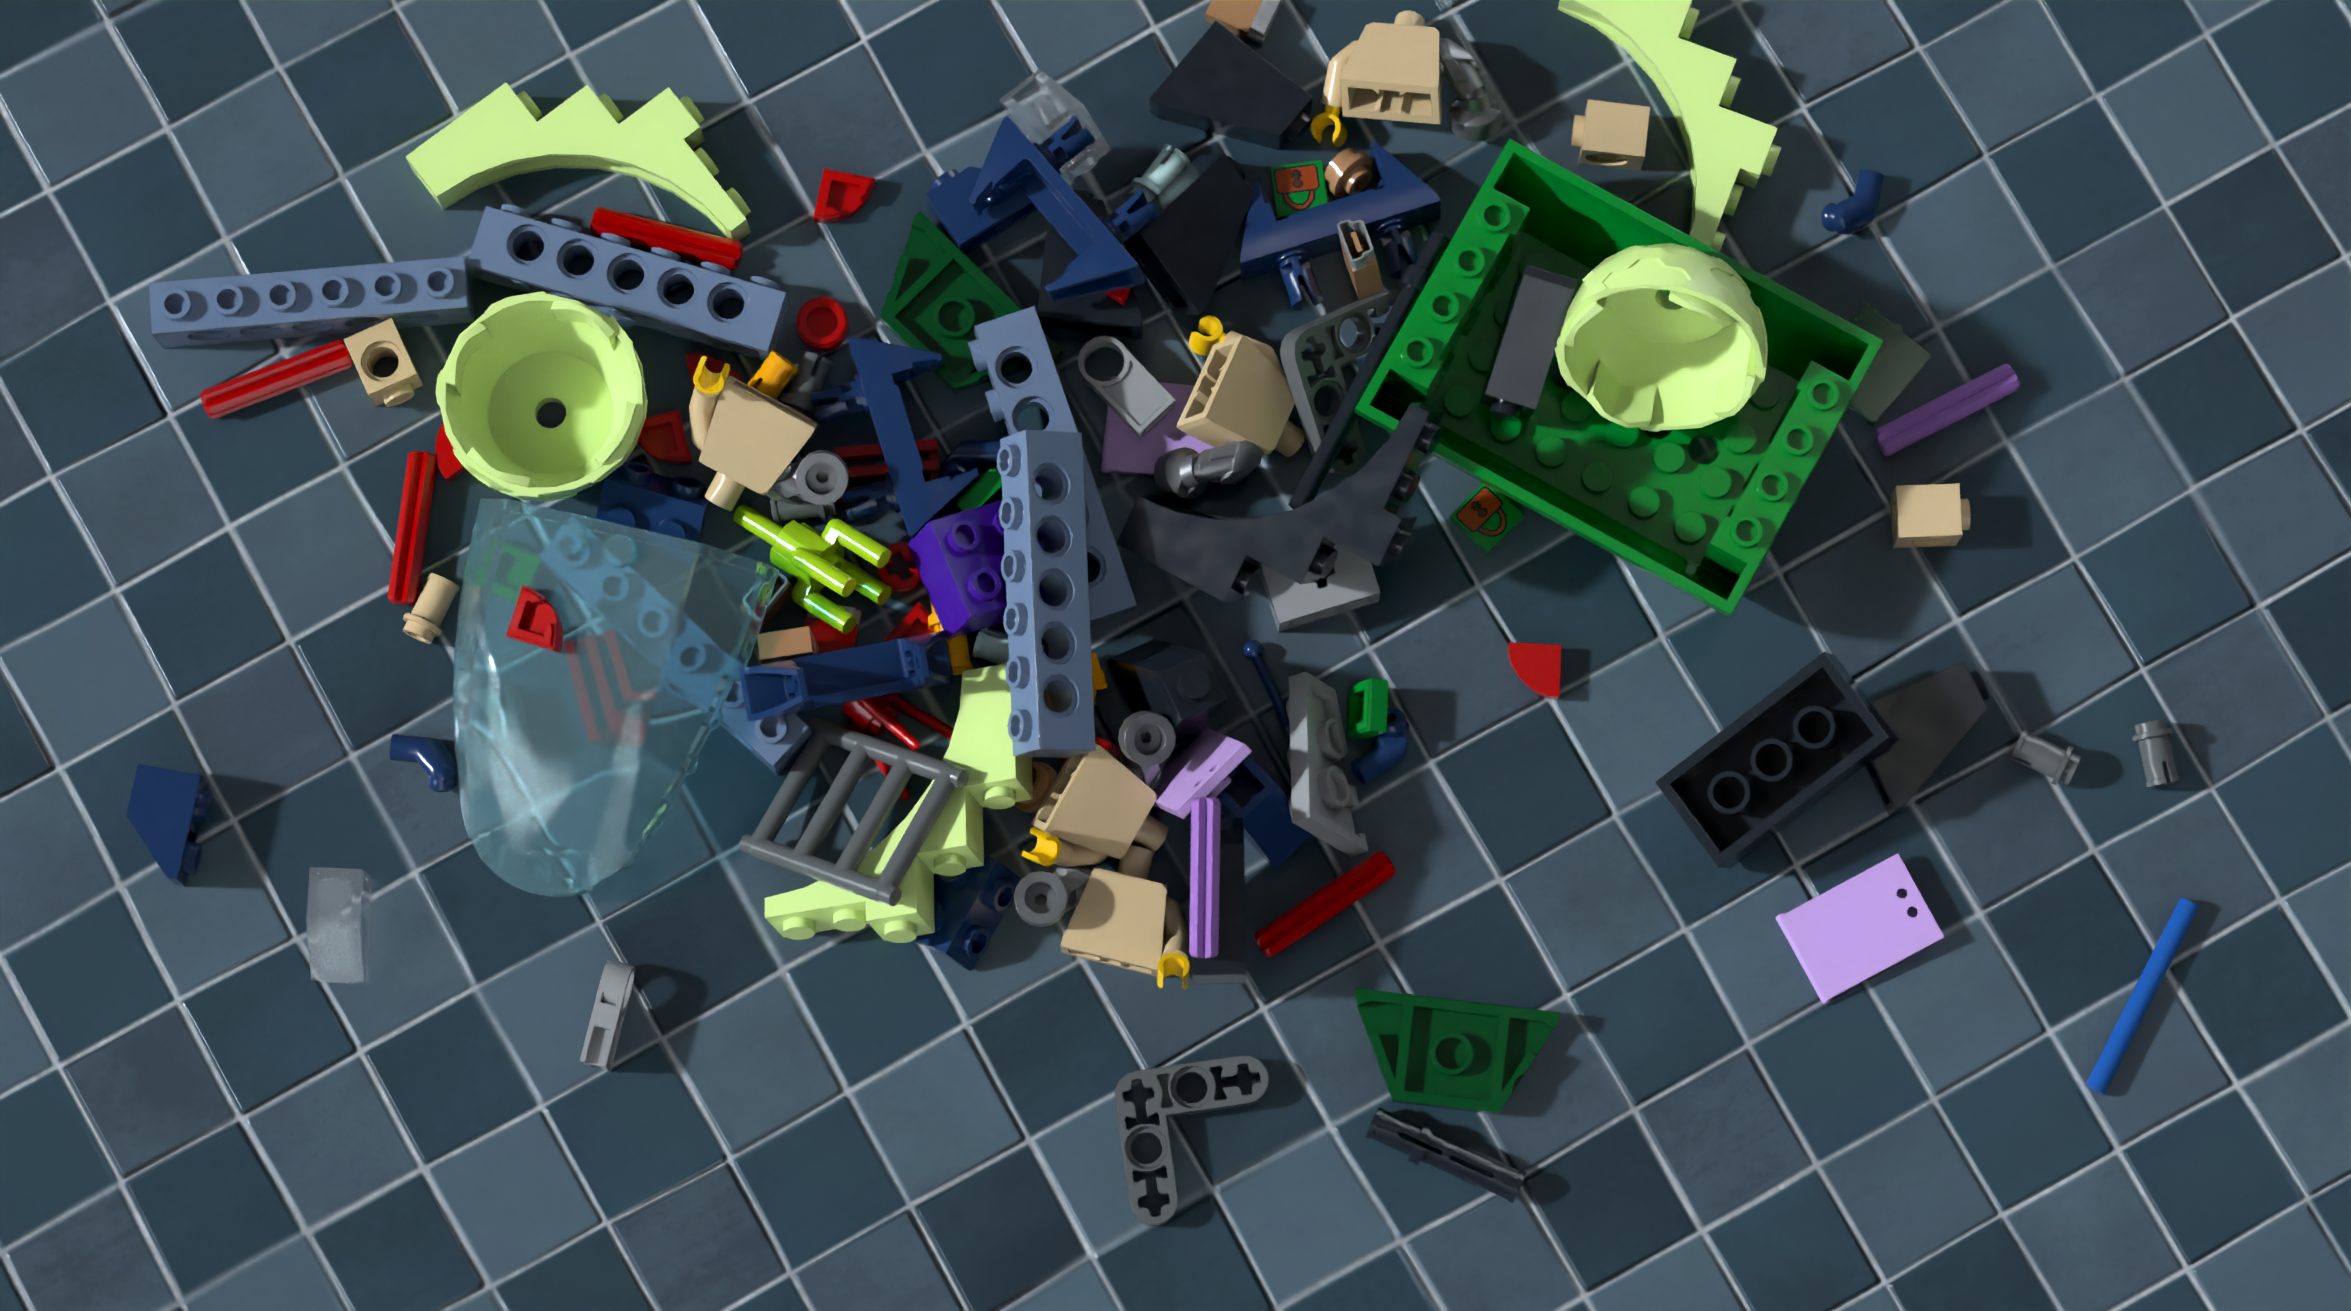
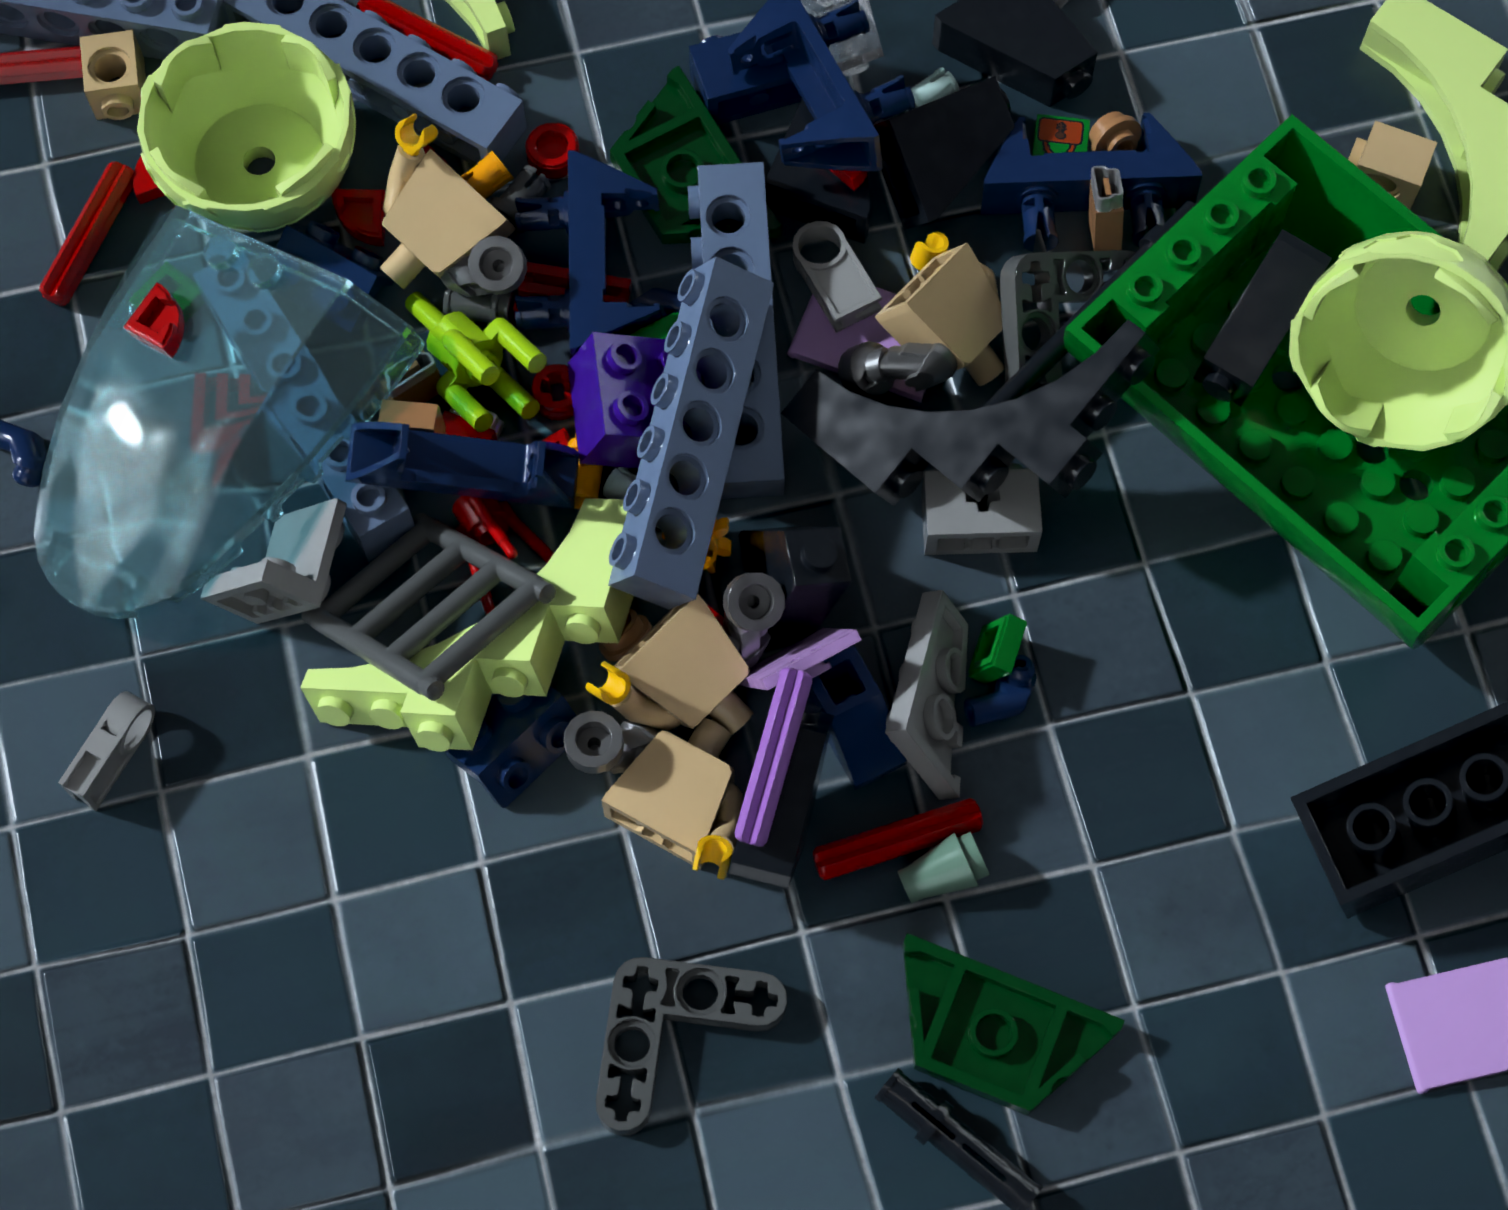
camera: 15 degrees right, 10 degrees down
(430, 609) = (76, 310): tan pin -> none
(718, 807) = (292, 574): none -> light grey bracket
(841, 195) = (609, 42): red tile -> none
(1253, 651) = (894, 564): dark blue hinge -> none
(1373, 920) = (945, 869): none -> sand green cone
(1398, 77) = (1192, 57): tan torso -> none
(1486, 517) = (1171, 495): tile -> none
(1537, 667) = (1187, 656): red tile -> none

